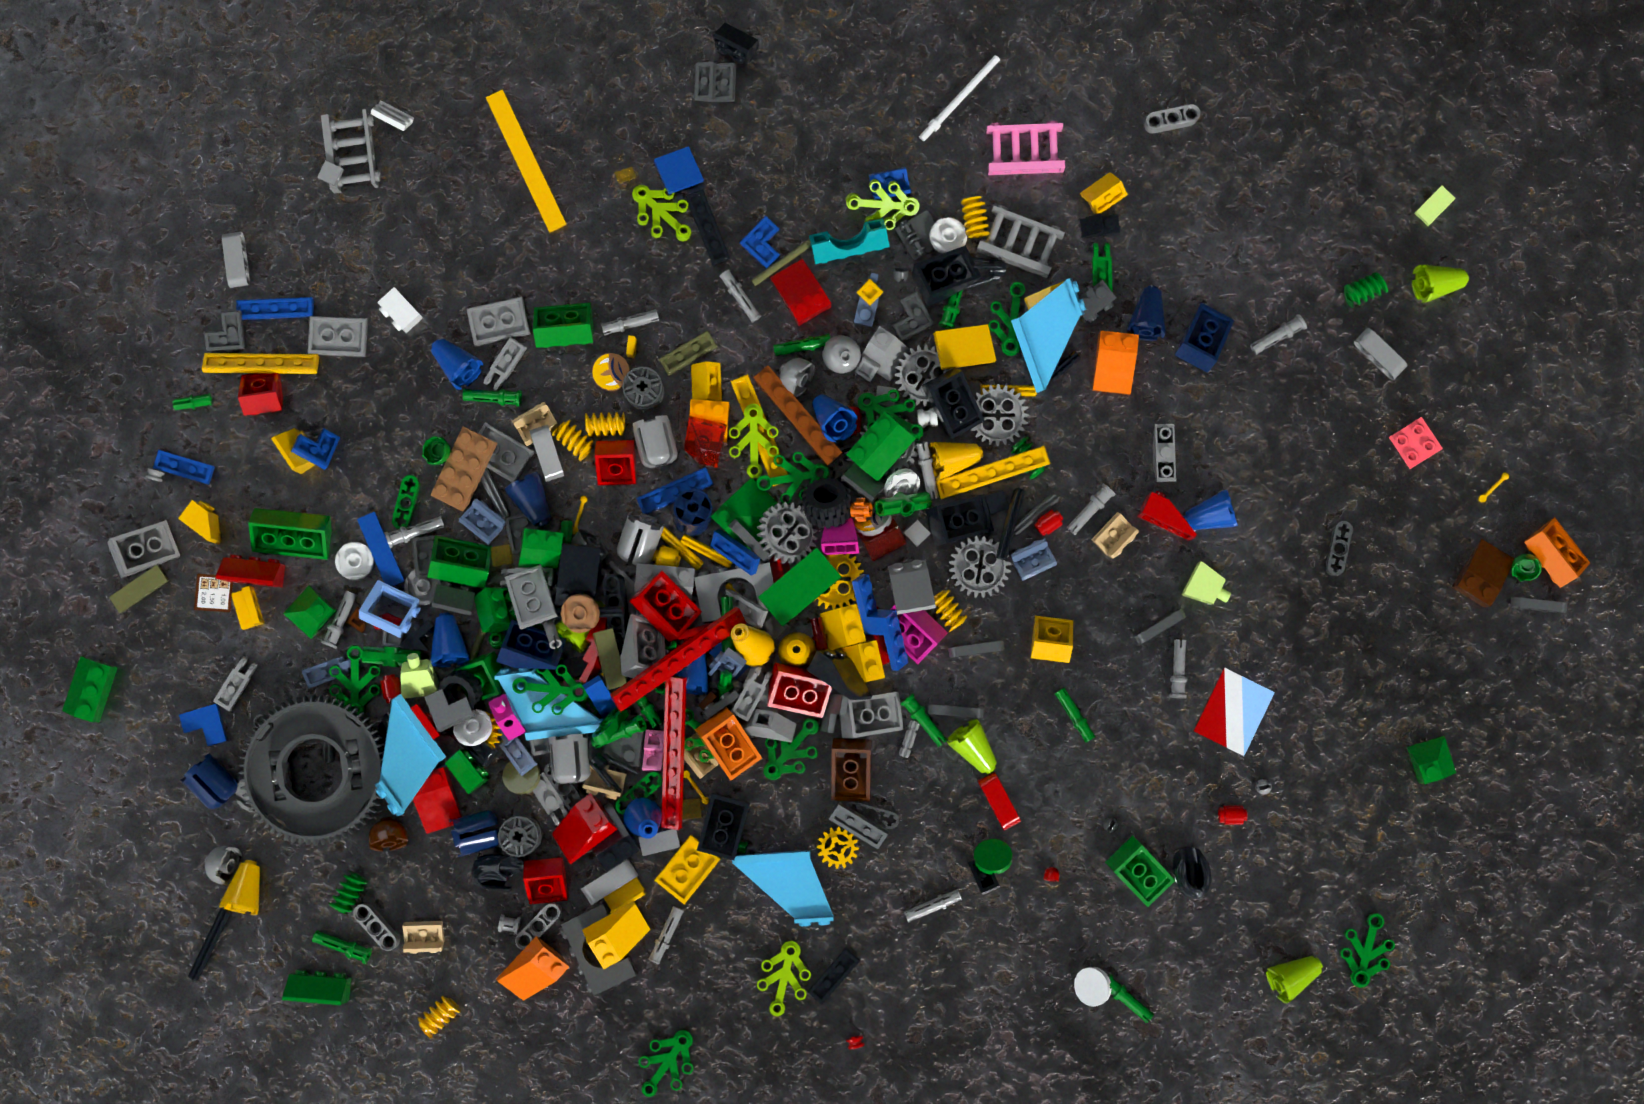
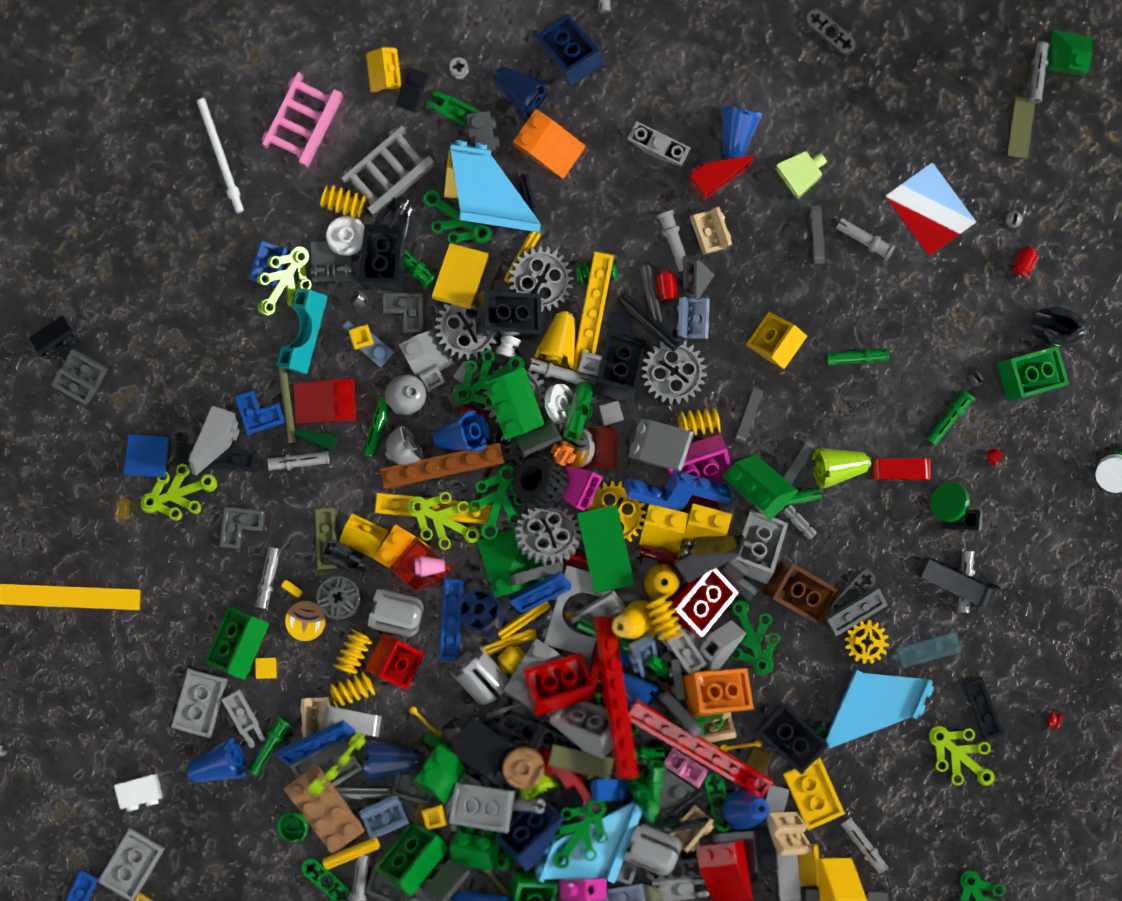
camera: 65 degrees left, 0 degrees up
(438, 510) = (350, 853): none -> yellow axle
(503, 562) = (434, 817): none -> yellow tile
(513, 432) = (315, 742): none -> blue tile
(529, 464) = (356, 742): none -> lime plant
(555, 360) = (266, 668): none -> yellow tile
(642, 864) = (788, 833): none -> tan slope
(663, 271) = (234, 521): none -> dark grey tile
(680, 374) = (343, 556): none -> black hinge
(693, 721) = (680, 714): none -> dark grey beam
(707, 446) = (427, 566): none -> bright pink cone
(721, 215) = (214, 438): none -> light grey slope
(765, 666) = (664, 619): none -> yellow piece
(768, 309) = (323, 440): none -> dark green slope
(859, 904) = (929, 650): none -> clear light blue tile
(922, 688) = (760, 485): none -> green slope
(928, 900) = (976, 591): none -> black beam
(949, 492) = (589, 363): none -> light grey tile
(1068, 543) = (695, 277): none -> dark grey slope
(1075, 821) = (956, 409): none -> green pin
(1140, 259) = (464, 68): none -> light grey bush
(1345, 752) = (1021, 128): none -> olive tile
(1419, 736) = (1041, 50): none -> light grey pin

